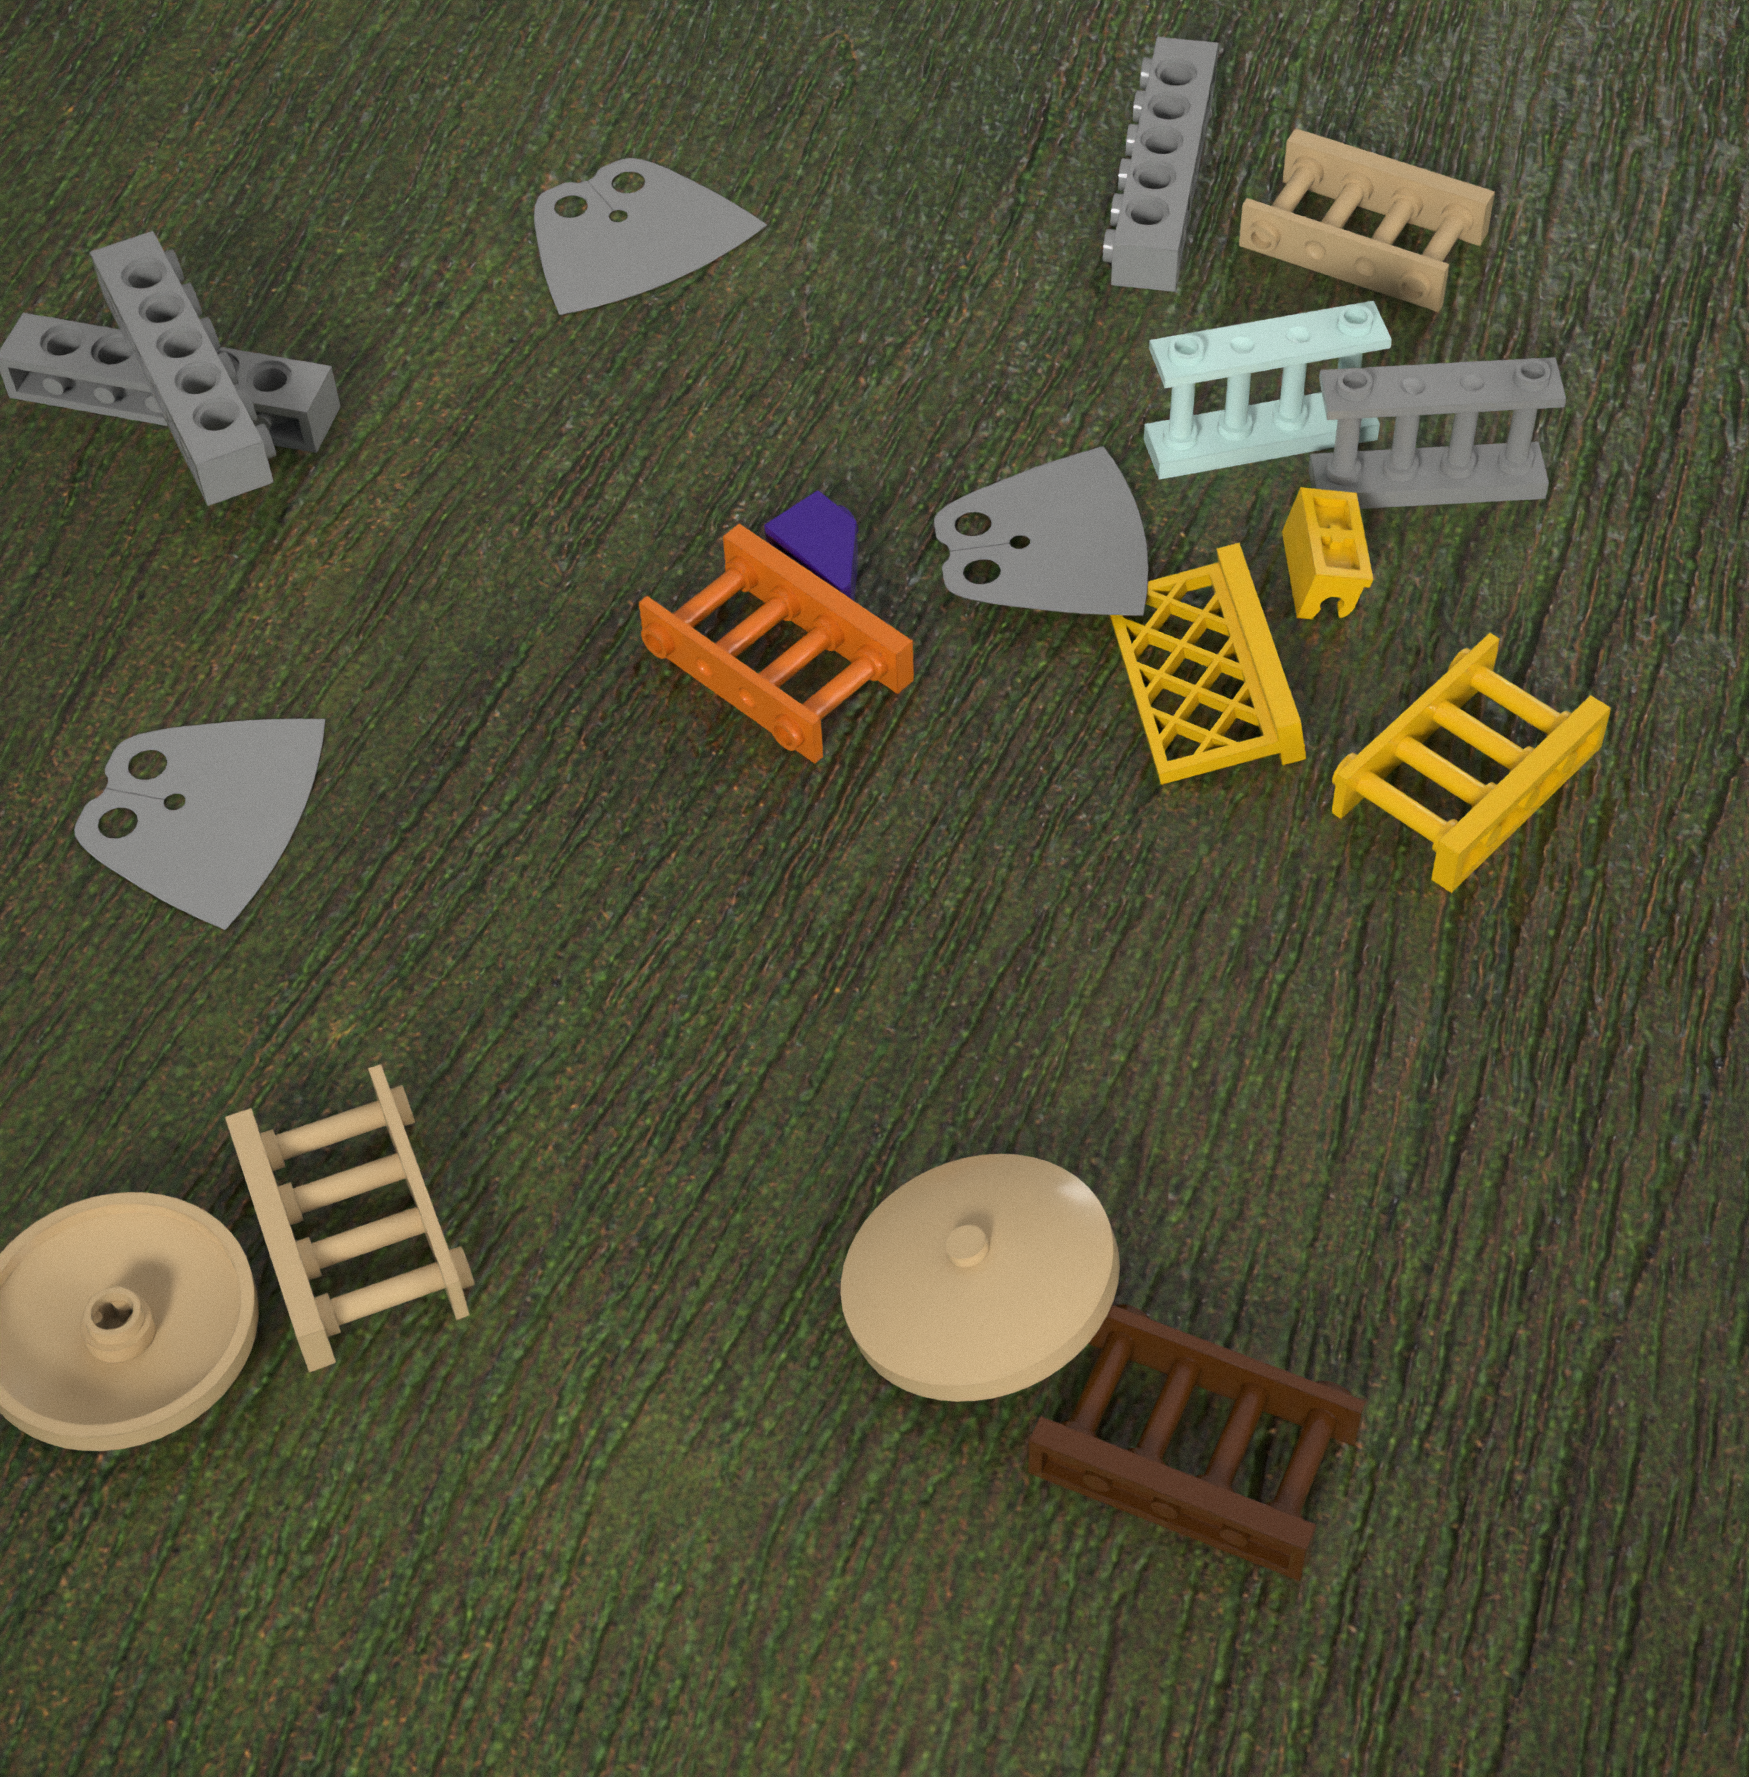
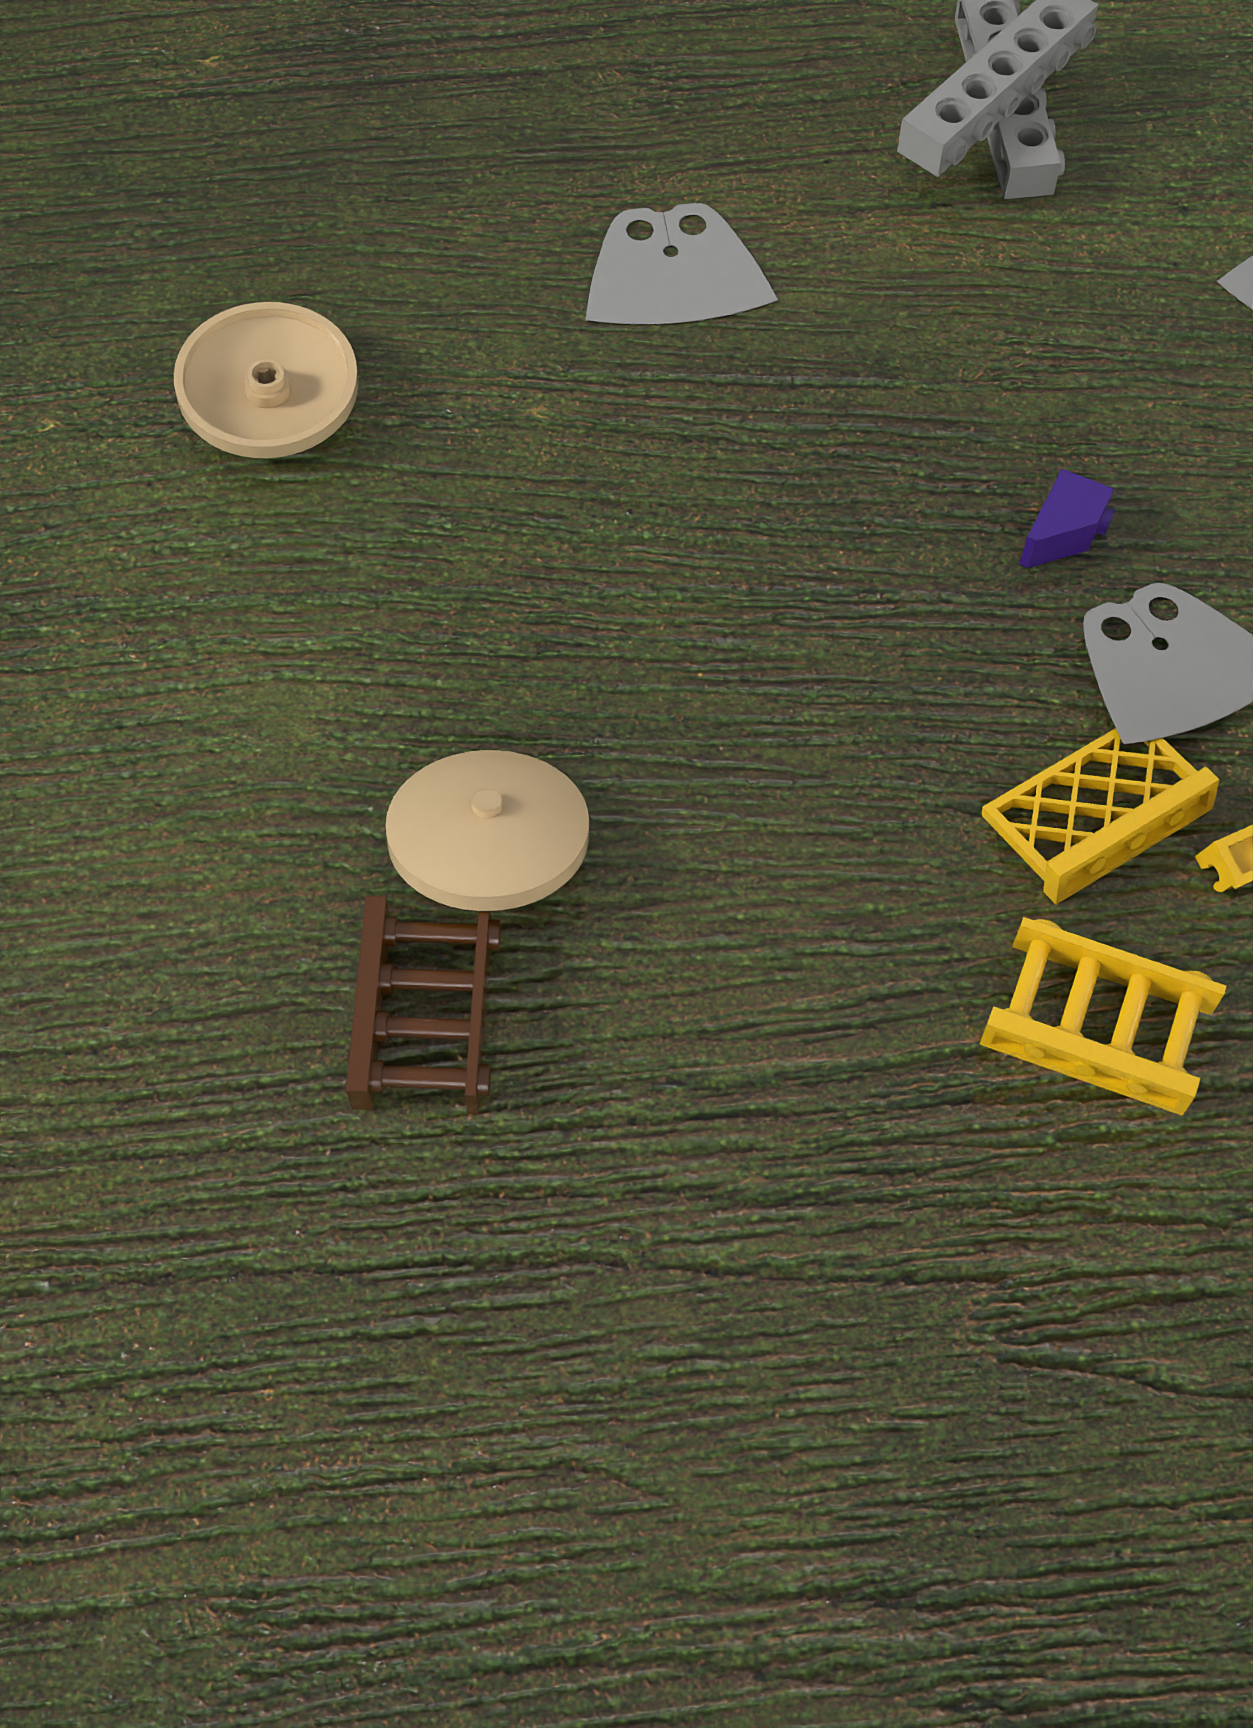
camera: 65 degrees right, 10 degrees up
(301, 1261) = (380, 429): tan fence -> none
(792, 595) = (1001, 550): orange fence -> none

